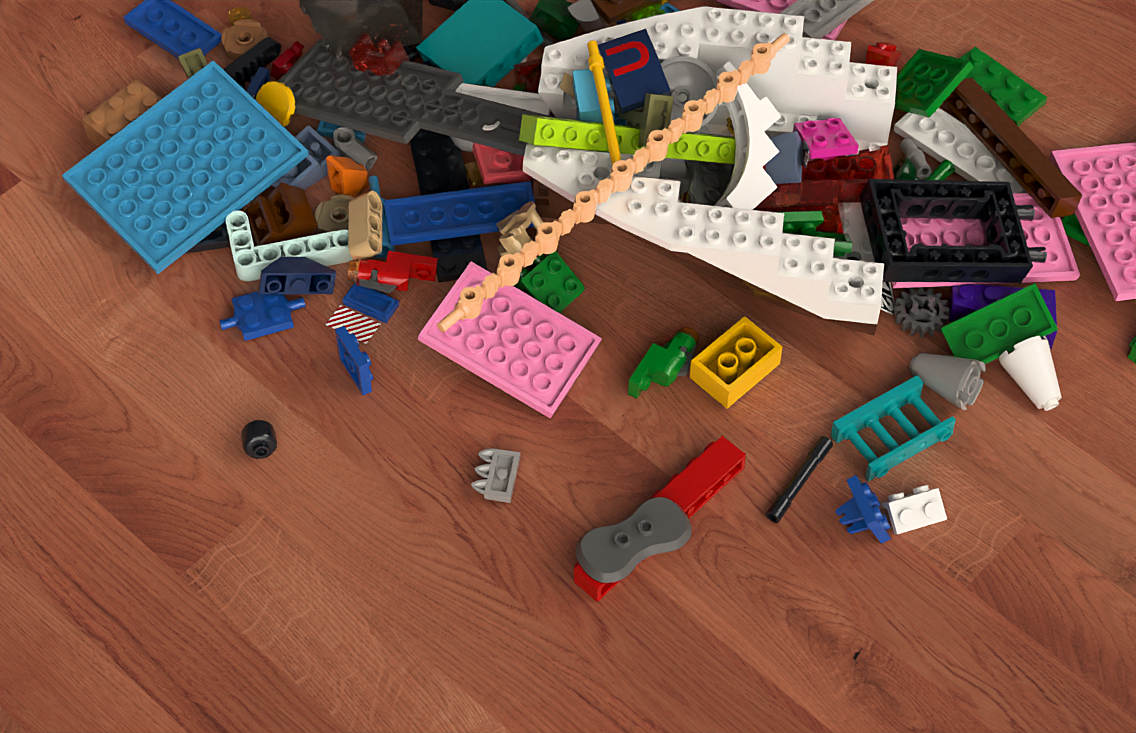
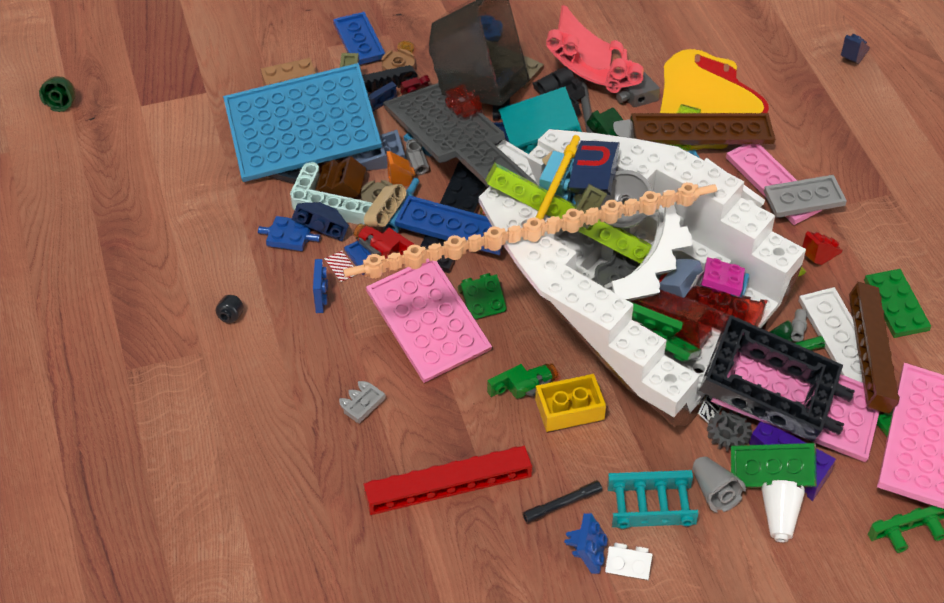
camera: 30 degrees right, 5 degrees down
(277, 101) = (385, 108): yellow tile -> none
(514, 228) = (478, 264): tan piece -> none
(615, 550) = (434, 483): dark grey plate -> none
(928, 81) = (838, 275): green plate -> none

